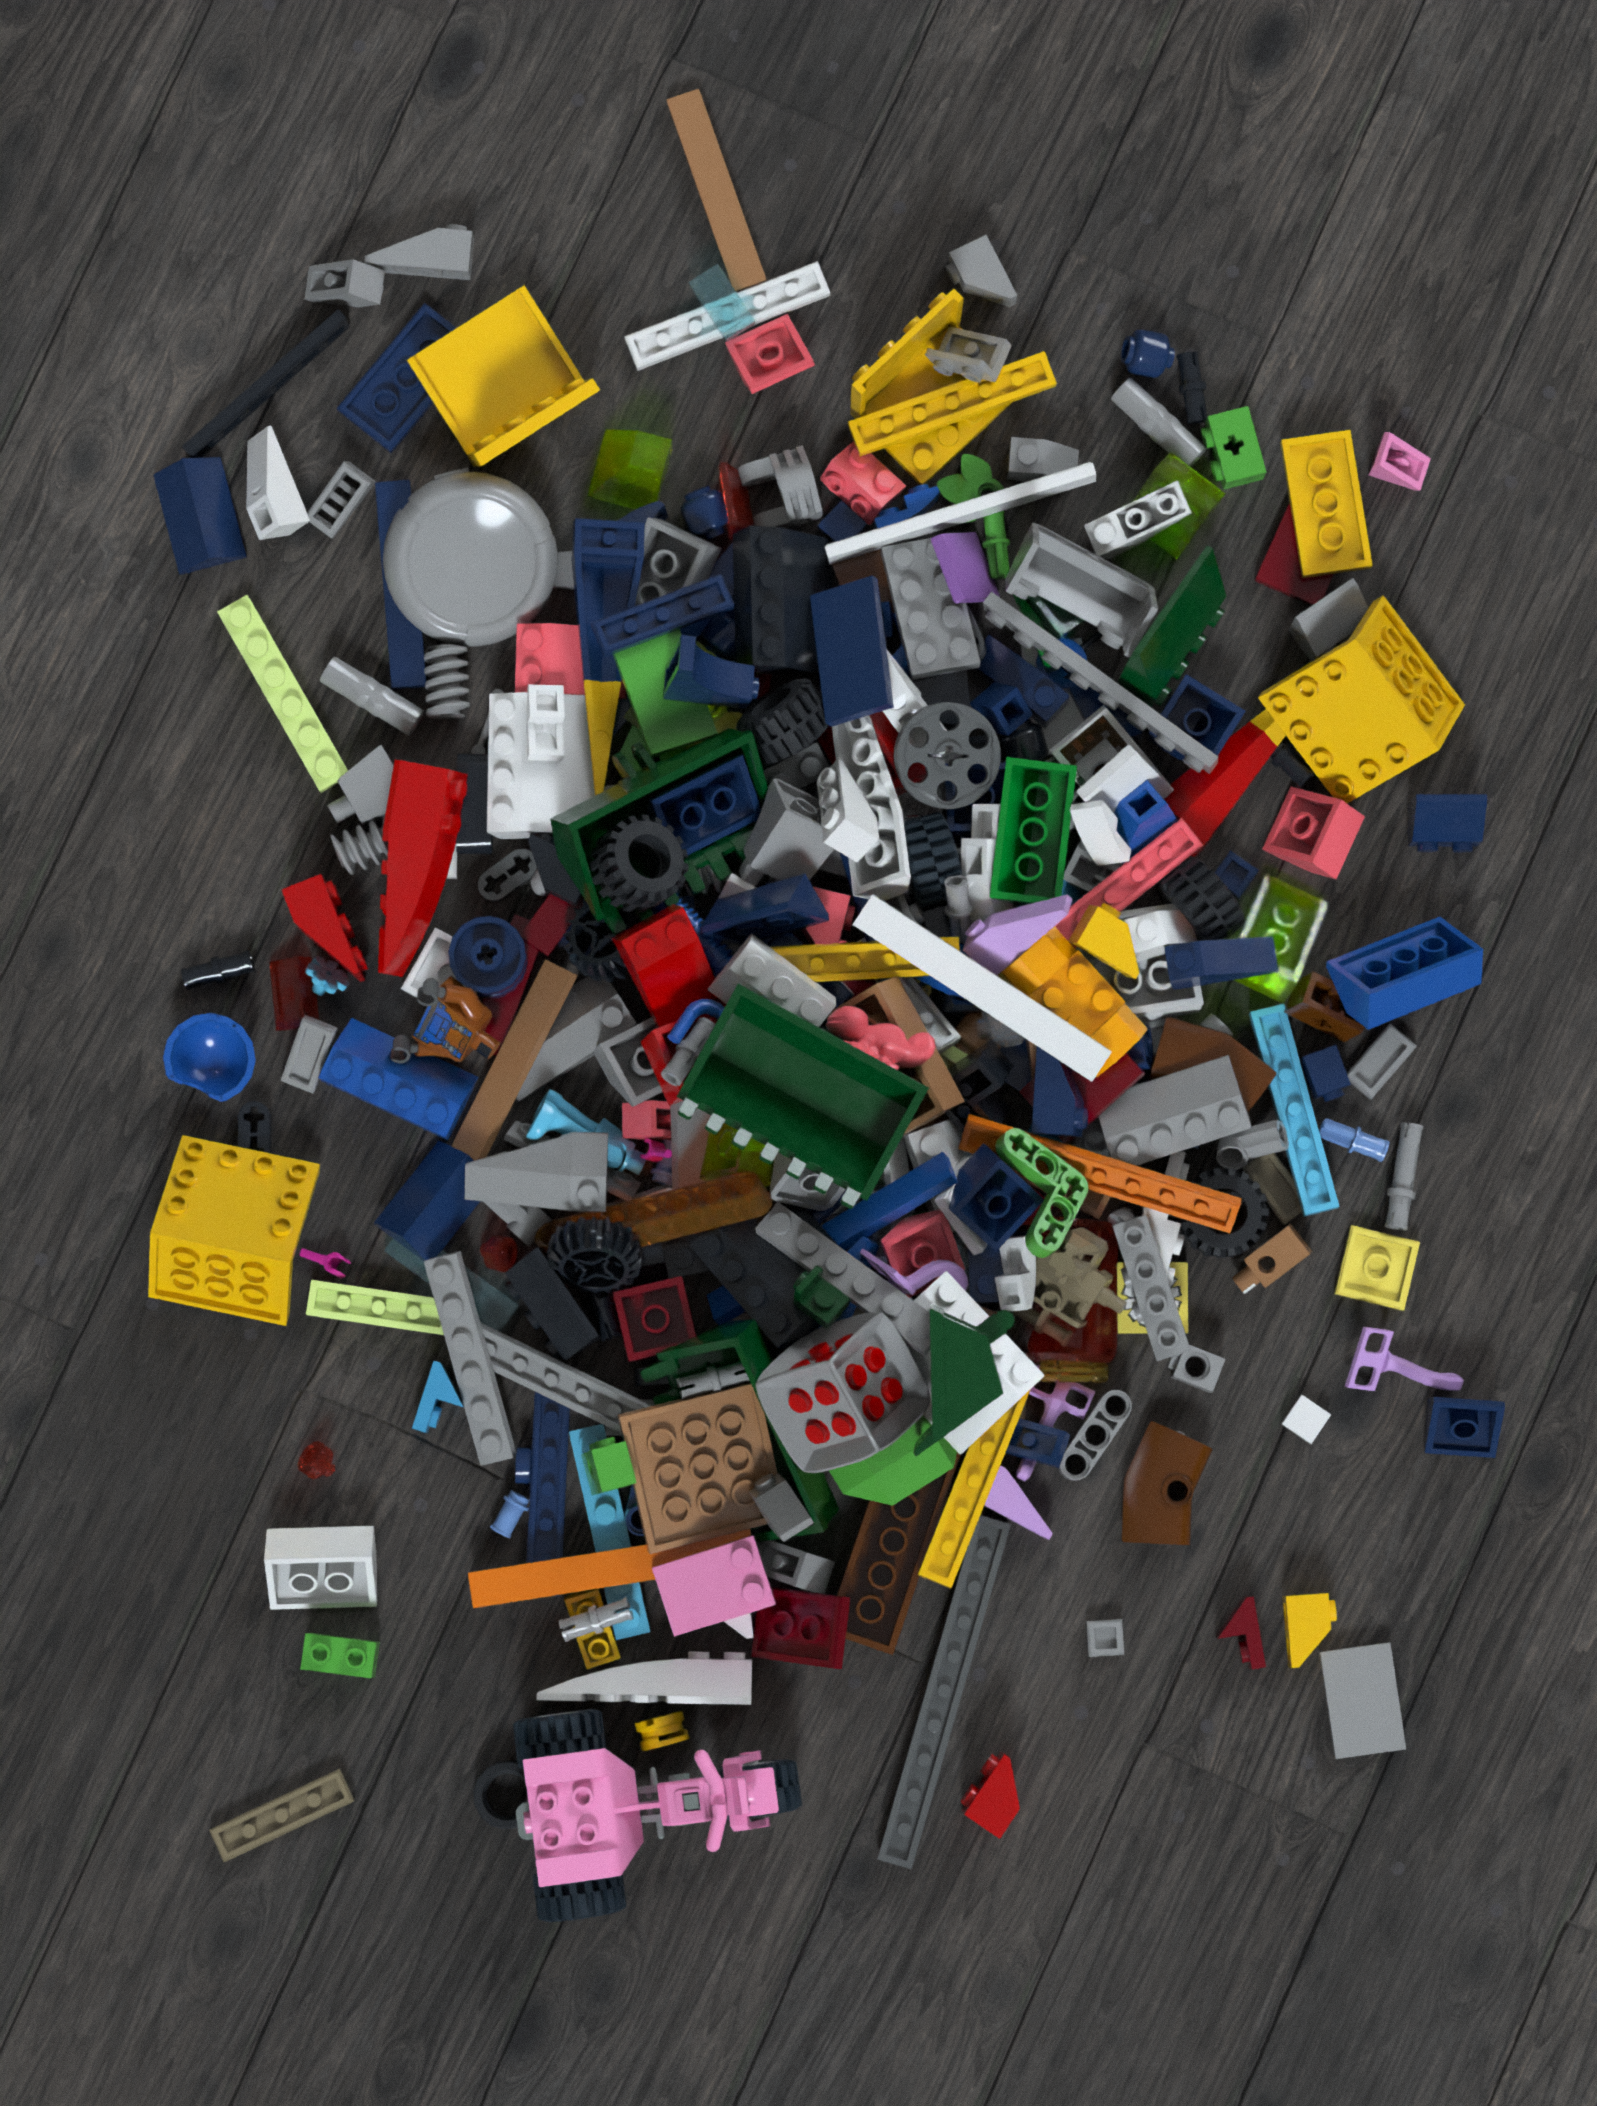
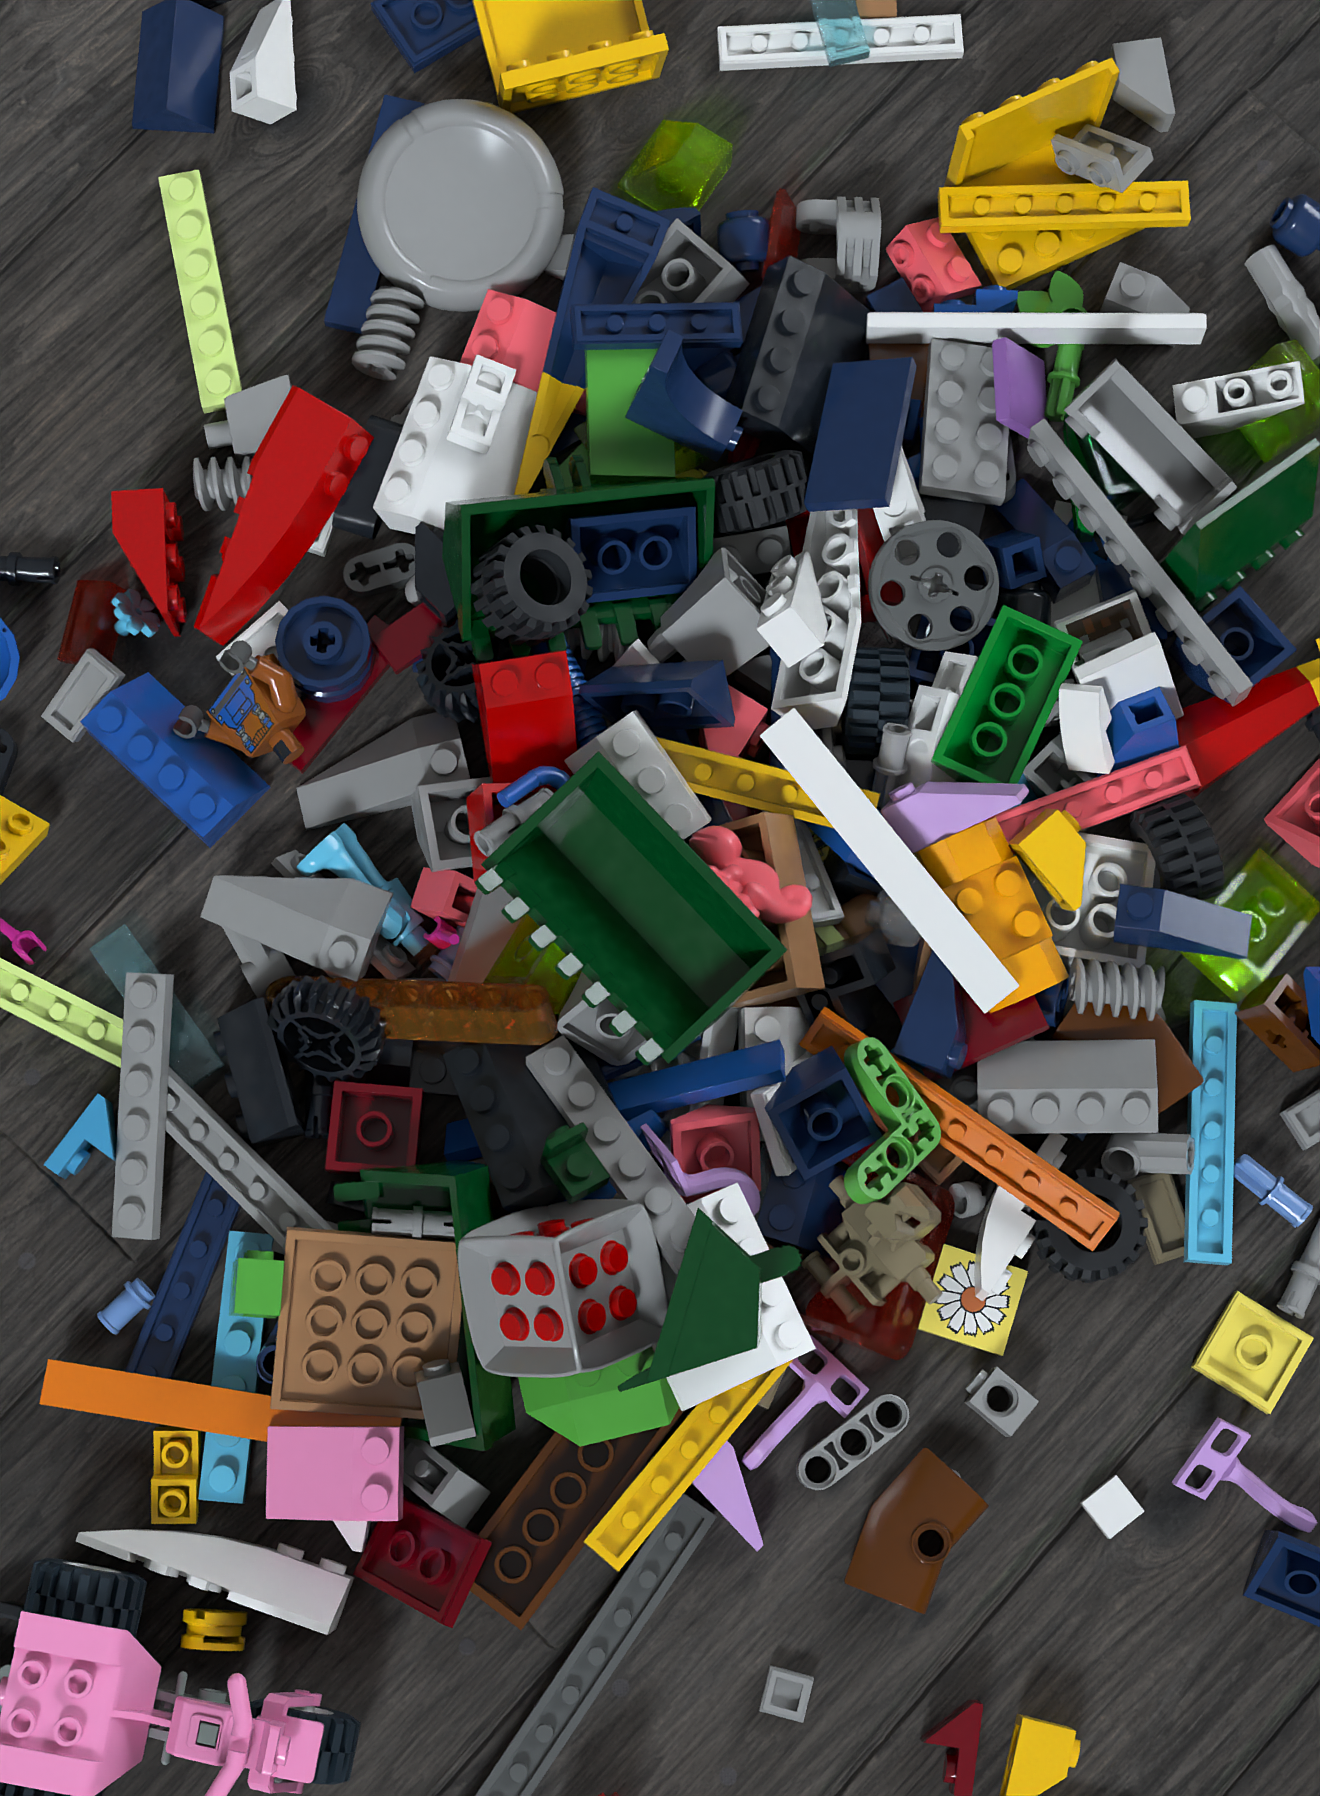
camera: 15 degrees right, 5 degrees down
(359, 494) = (359, 105): light grey slope -> none
(372, 696) = (298, 322): light grey axle -> none
(430, 1203) = (160, 912): dark blue slope -> none
(499, 1253) = (221, 994): clear red tile -> none
(514, 1060) = (315, 779): medium nougat tile -> none
(523, 1465) = (160, 1253): dark blue tile -> none
(596, 1619) = (181, 1466): light grey pin -> none
(769, 354) = (873, 94): coral slope -> none
(1018, 1283) = (826, 1210): white slope -> none
(1038, 1443) = (781, 1429): dark blue plate -> none
(1074, 1372) = (852, 1358): clear yellow axle -> none
(1151, 1287) = (977, 1286): light grey bracket -> none
(1157, 930) = (1116, 863): white slope -> none
(1186, 1026) = (1116, 987): none -> light grey piece
(1236, 874) = (1229, 835): dark blue tile -> none
(1285, 1248) = (1152, 1294): medium nougat torso -> none
(1325, 1073) = (1261, 1101): dark blue brick -> none

